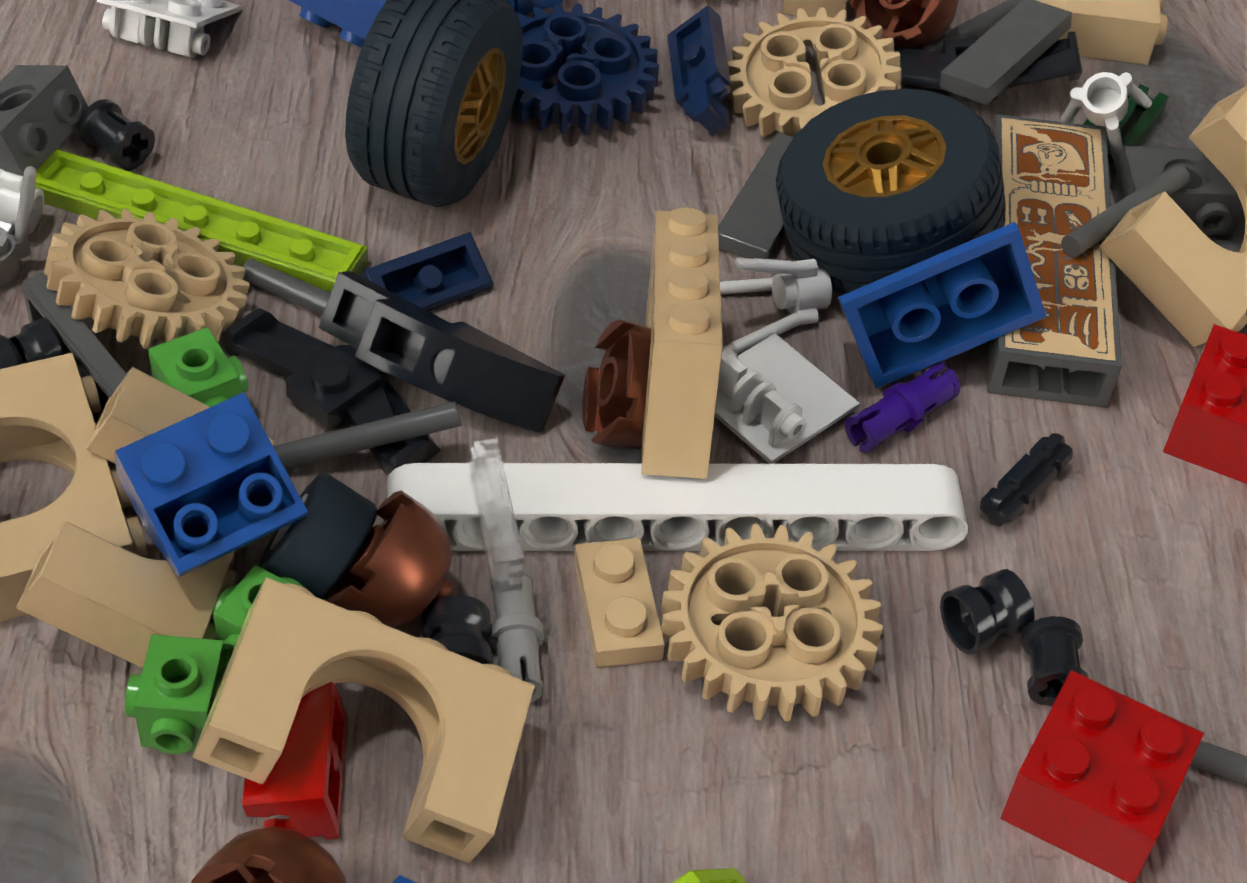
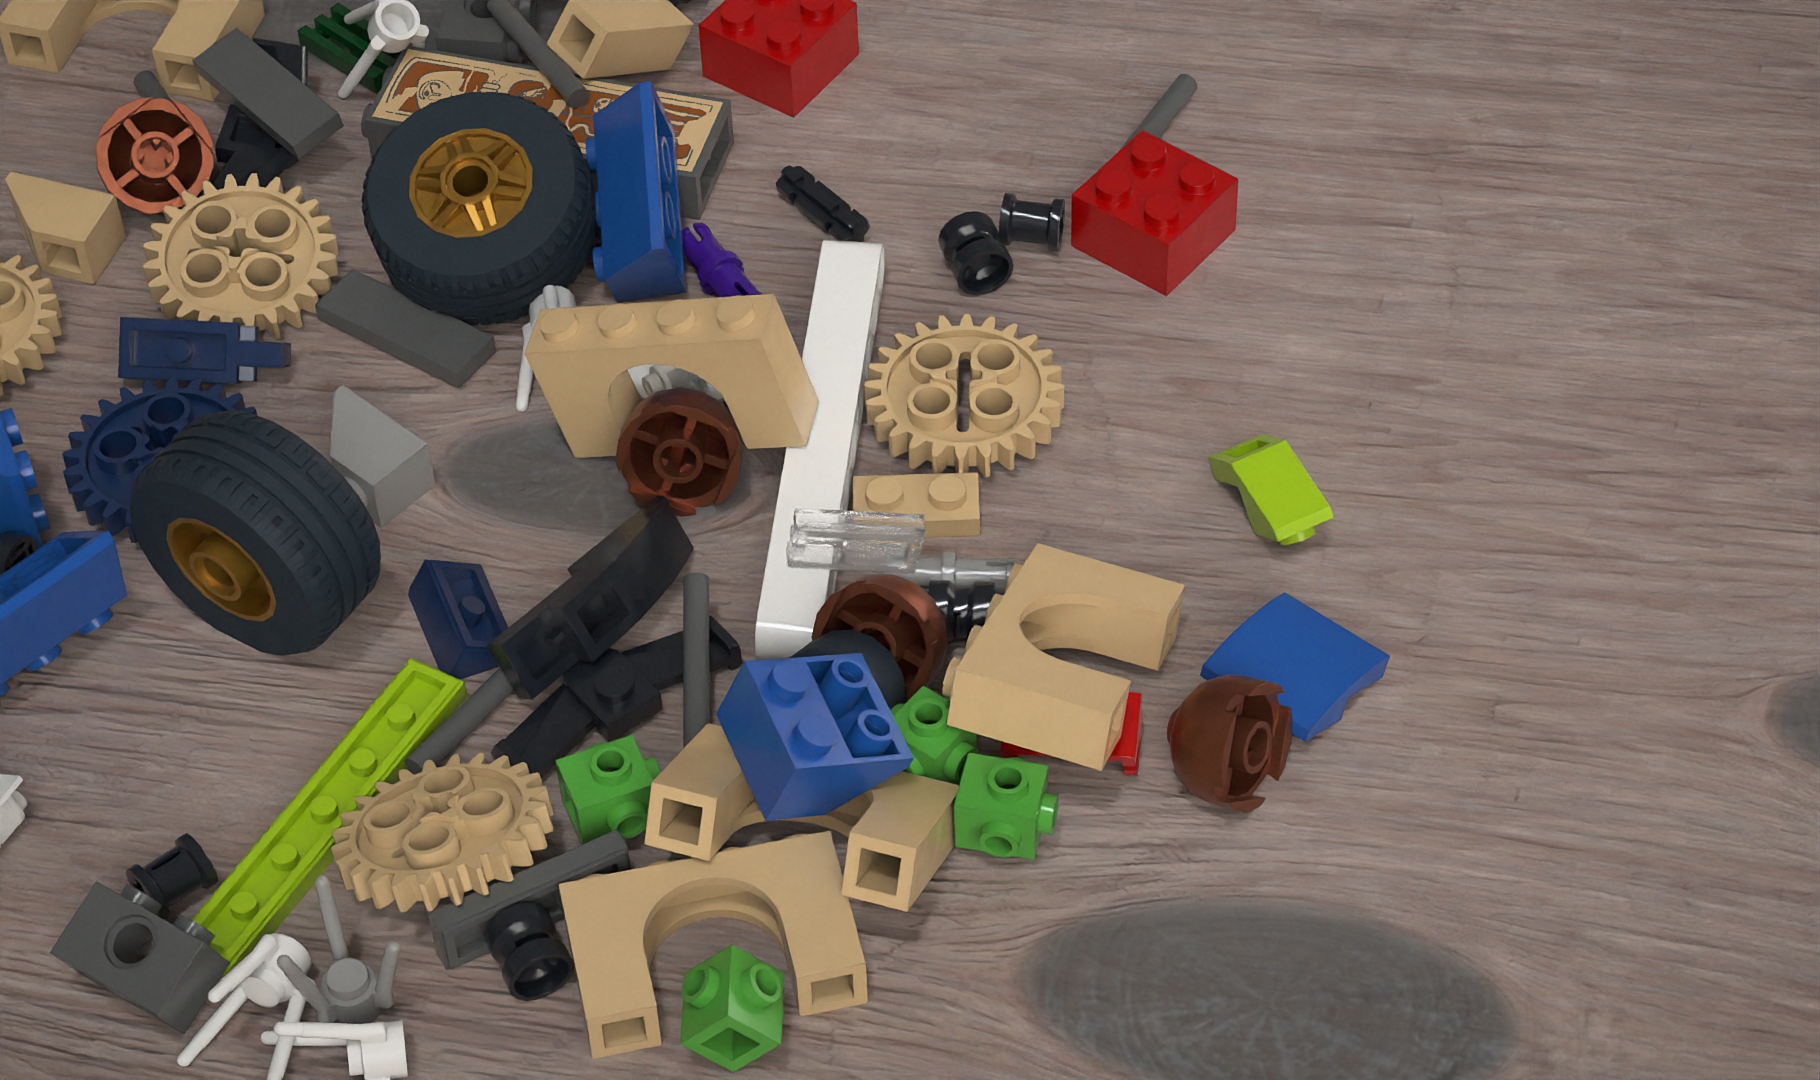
camera: 75 degrees left, 0 degrees up
(593, 186) = (378, 457): none -> light grey slope

